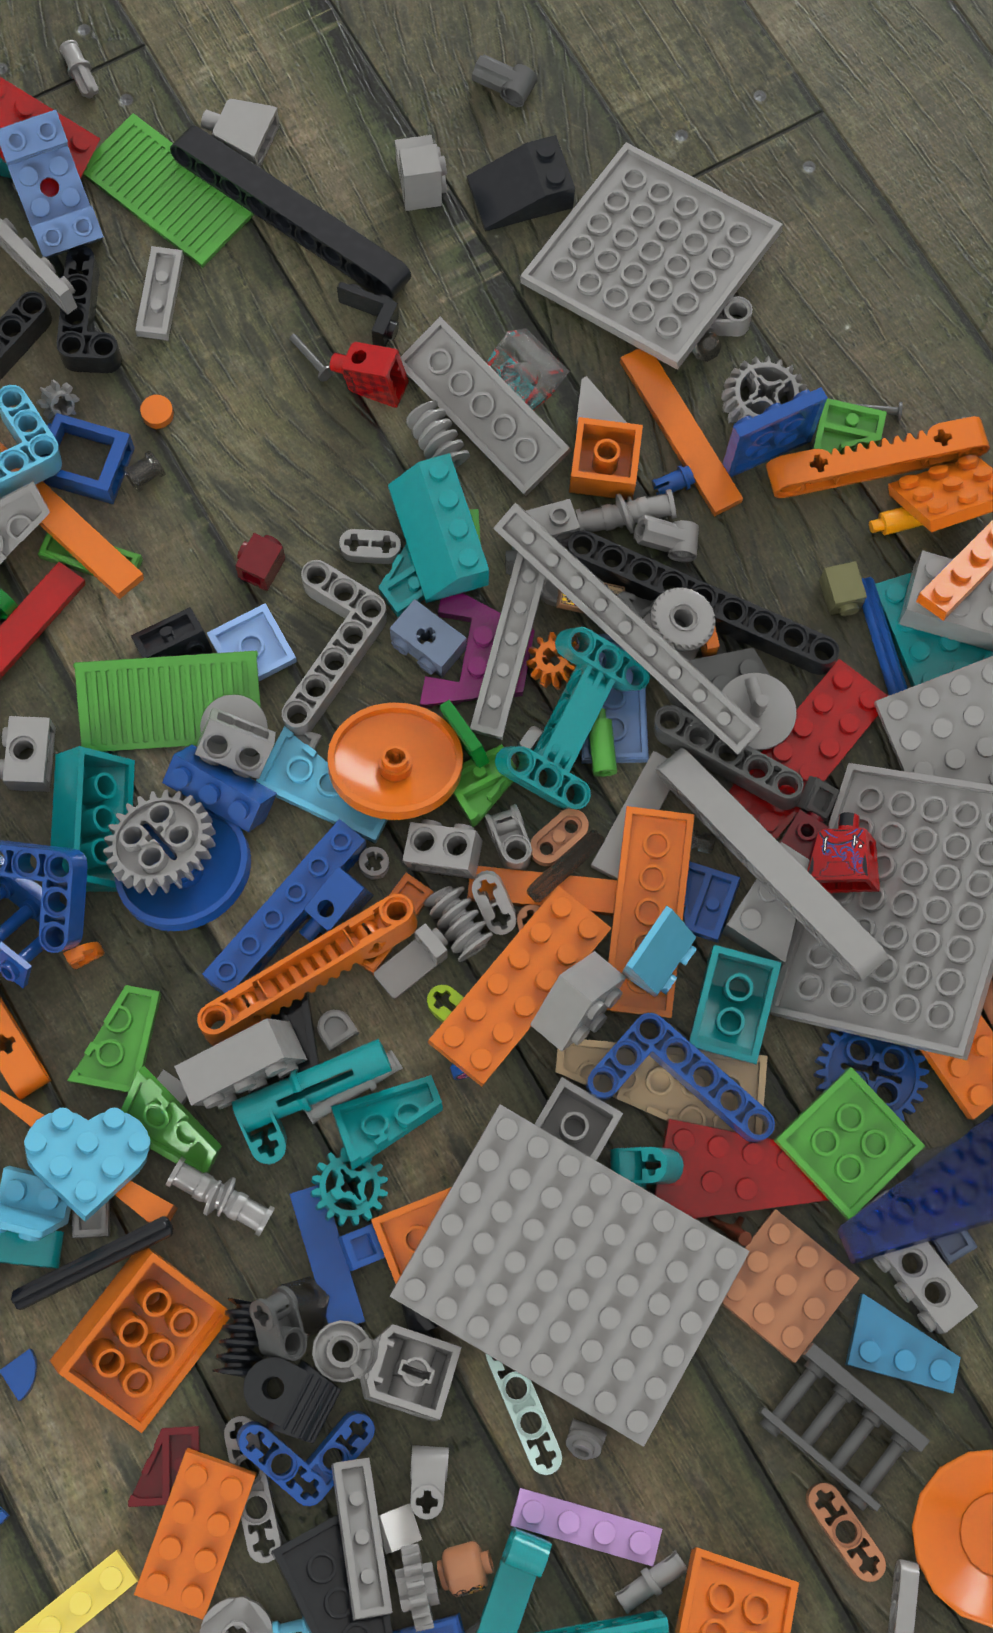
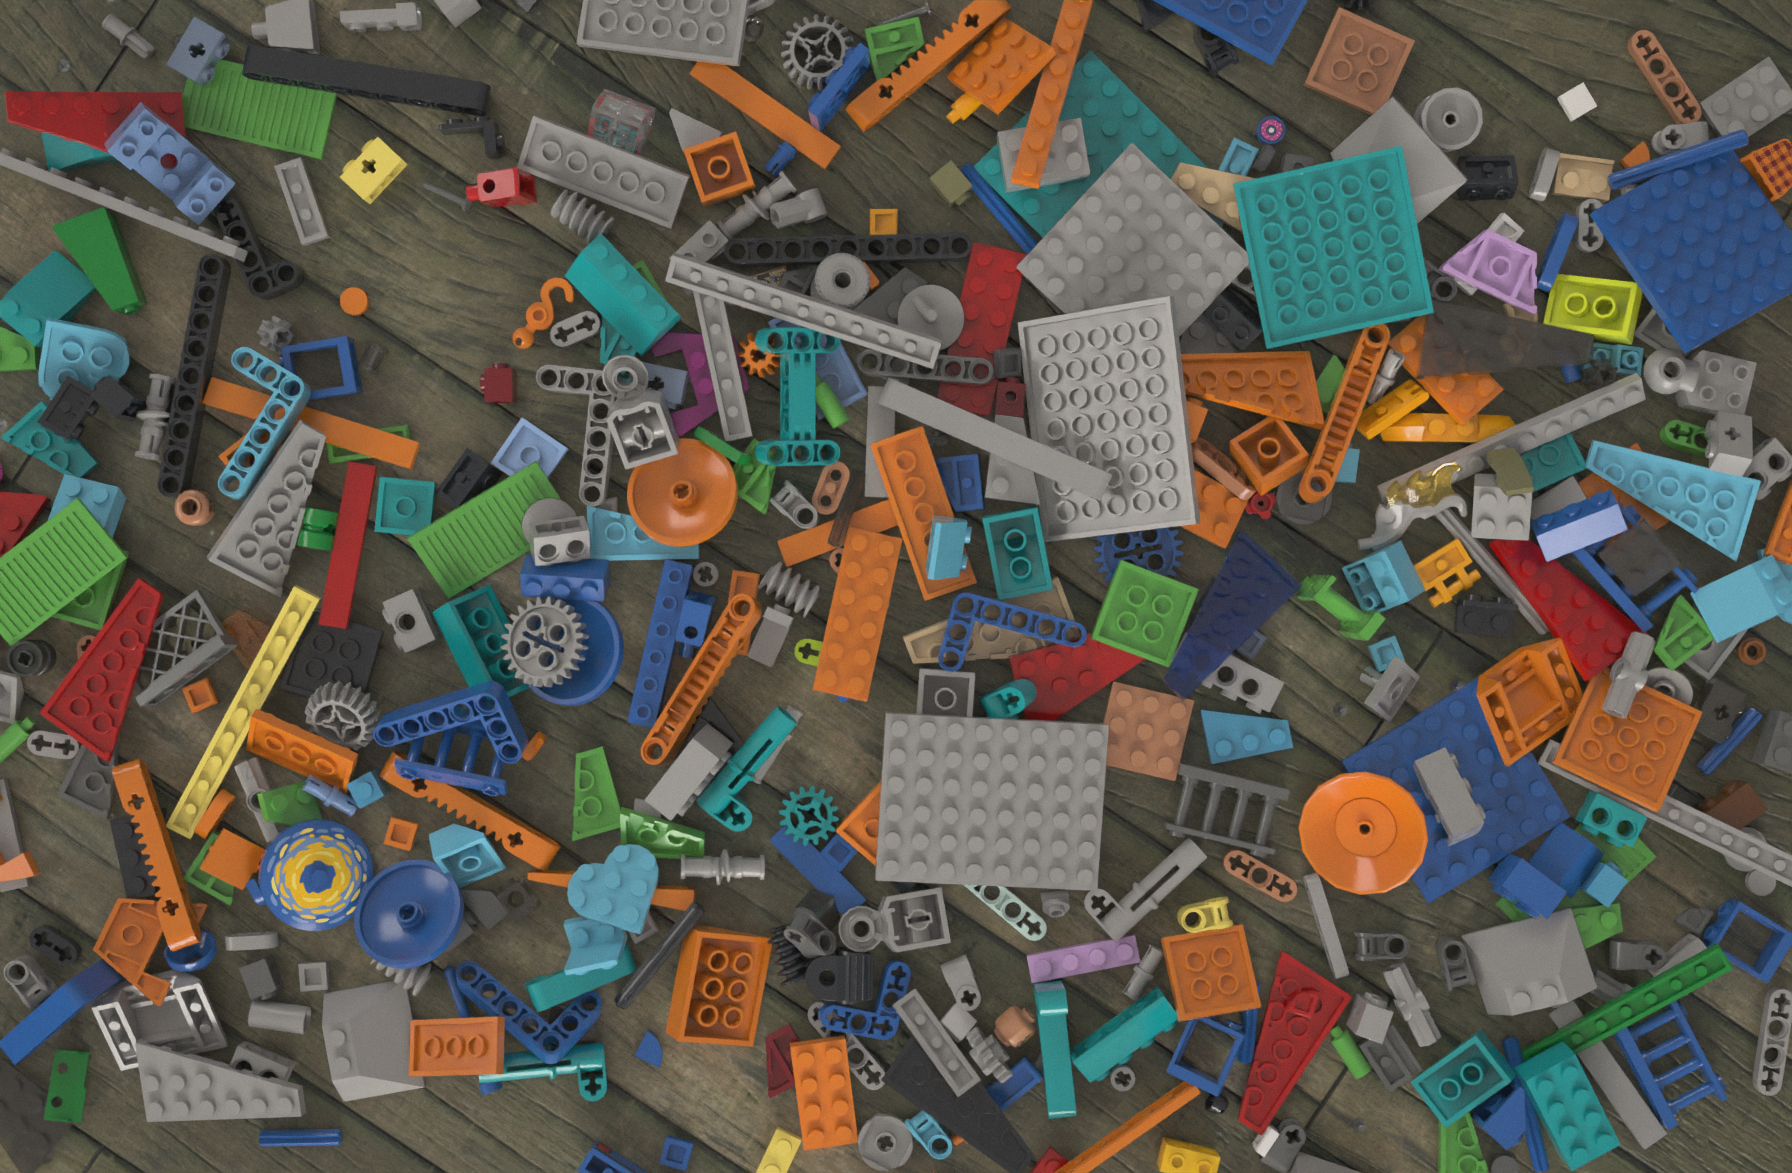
camera: 25 degrees left, 15 degrees up
(90, 632) = (404, 505): none -> teal plate
(139, 110) = (198, 38): none -> sand blue brick
(238, 307) = (387, 167): none -> light yellow brick
(336, 1029) = (740, 708): light grey tile -> none
(339, 165) = (405, 16): none -> light grey plate
(342, 513) = (541, 314): none -> orange piece
(384, 1117) = (808, 755): teal wing -> none
(391, 657) = (639, 415): none -> light grey brick
(440, 856) = (752, 545): light grey brick -> none
(501, 899) = (804, 566): light grey beam -> none
(530, 739) = (773, 430): light grey tile -> none
(579, 1001) = (906, 609): light grey brick -> none
(657, 1496) = (1121, 917): none -> light grey piece
(733, 1231) = (1091, 712): copper bar -> none
(753, 591) = (883, 221): none -> light orange tile
(764, 1550) = (1211, 915): none -> light yellow piece
(845, 858) = (1047, 405): red torso -> none

